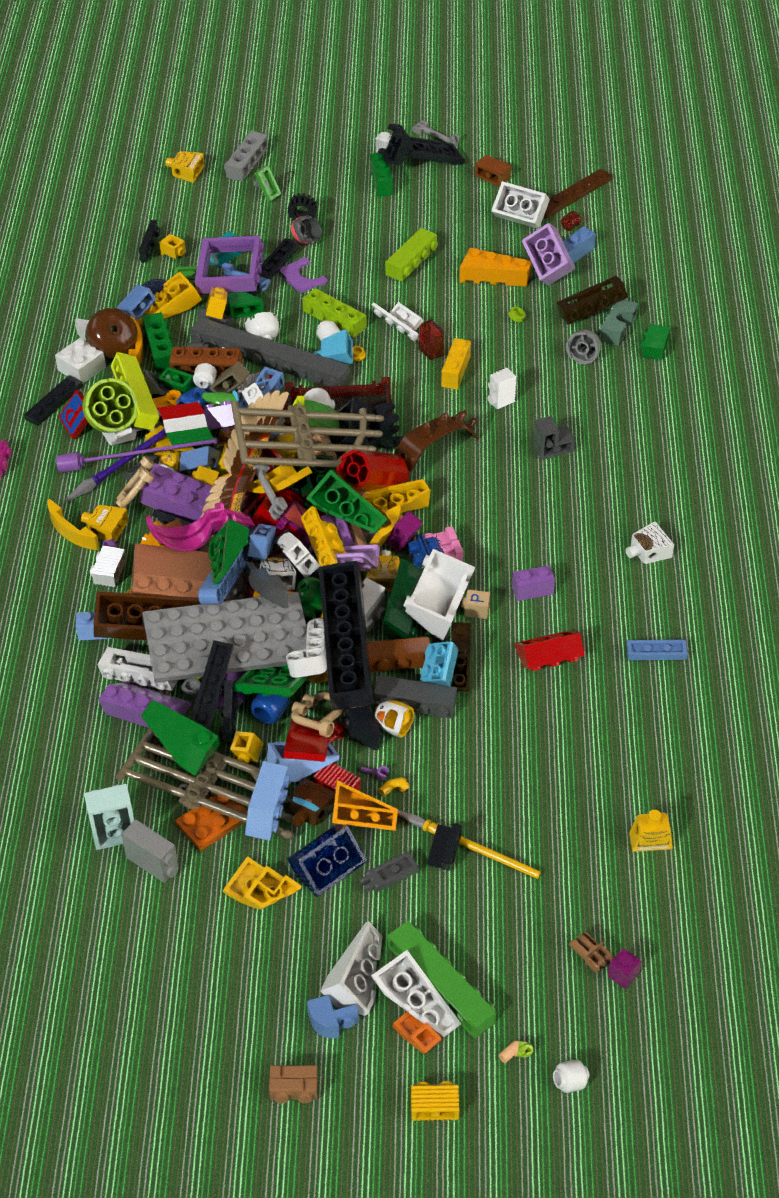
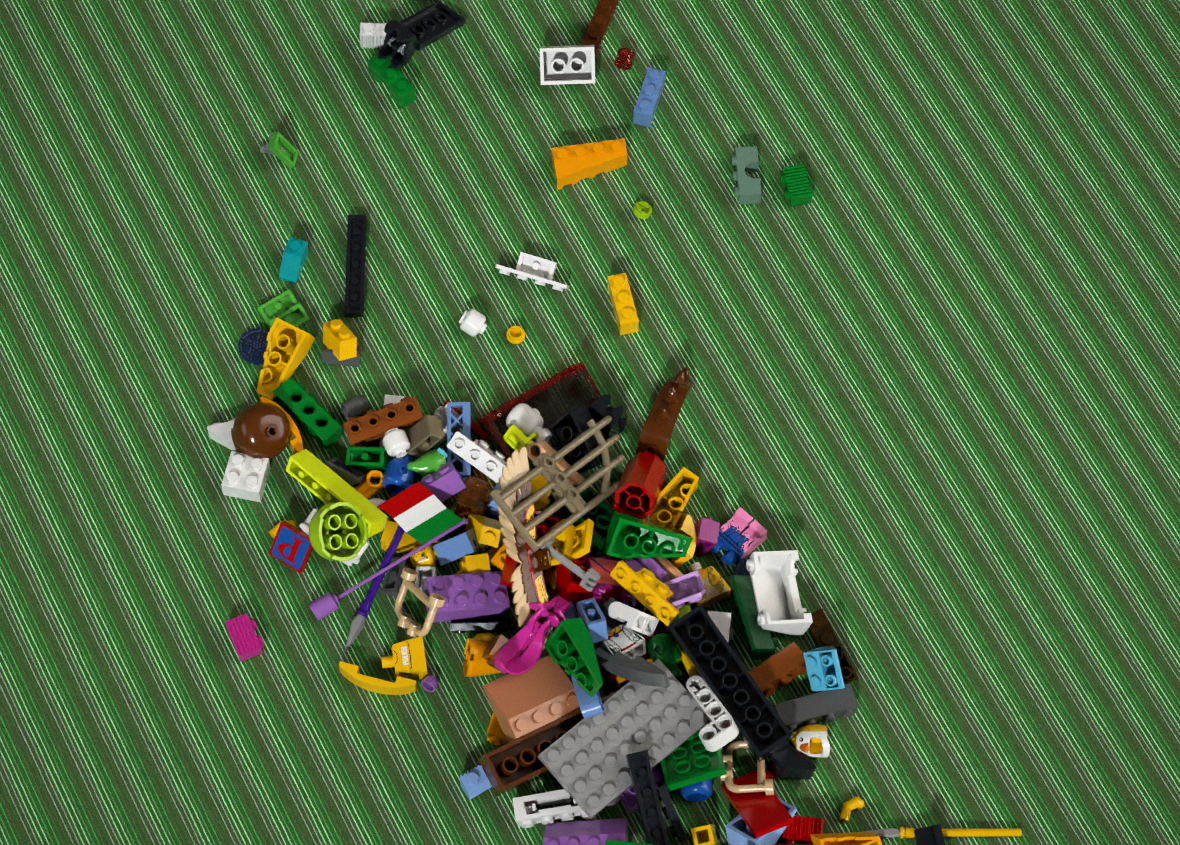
camera: 30 degrees left, 15 degrees up
(53, 400) = (248, 536): black plate -> none
(108, 566) = (445, 706): white brick -> none
(137, 301) = (253, 376): medium blue brick -> none
(149, 241) = (206, 283): black plate -> none
(172, 246) = (237, 281): yellow brick -> none
(186, 165) = (172, 159): yellow torso -> none
(229, 283) = (338, 312): medium lavender window -> none
(230, 271) = (321, 288): medium blue hinge -> none
(244, 304) = (364, 323): green slope -> none
(246, 156) = (228, 91): light grey brick -> none
(263, 325) = (406, 350): white cylinder -> none
(272, 353) = (429, 376): dark grey brick -> none
(299, 283) = (395, 265): medium lavender piece -> none
(303, 201) = (342, 168): black tyre -> none
(306, 230) = (364, 196): dark grey hair -> none
(319, 407) = (547, 440): bright green slope -> none
(330, 309) = (461, 293): lime brick -> none
(337, 347) = (496, 343): medium azure torso -> none
(378, 773) = (827, 802): medium lavender hand -> none
(411, 254) = (492, 180): lime brick -> none
(431, 339) = (581, 285): clear red brick -> none
(476, 604) = (810, 581): tan brick -> none
(492, 170) = (504, 22): dark orange brick -> none
(502, 388) = (689, 318): white brick -> none
(533, 583) = (847, 533): medium lavender brick -> none
(548, 254) = (638, 124): lavender brick -> none
(550, 439) = (769, 356): dark grey brick -> none
(550, 650) = (901, 598): red slope -> none
(583, 346) = (734, 225): light grey cylinder -> none
(592, 300) = (711, 163): dark brown brick -> none
(650, 544) = (925, 437): white torso -> none
(651, 832) = (1094, 745): yellow torso -> none
(656, 650) = (992, 552): medium blue plate -> none

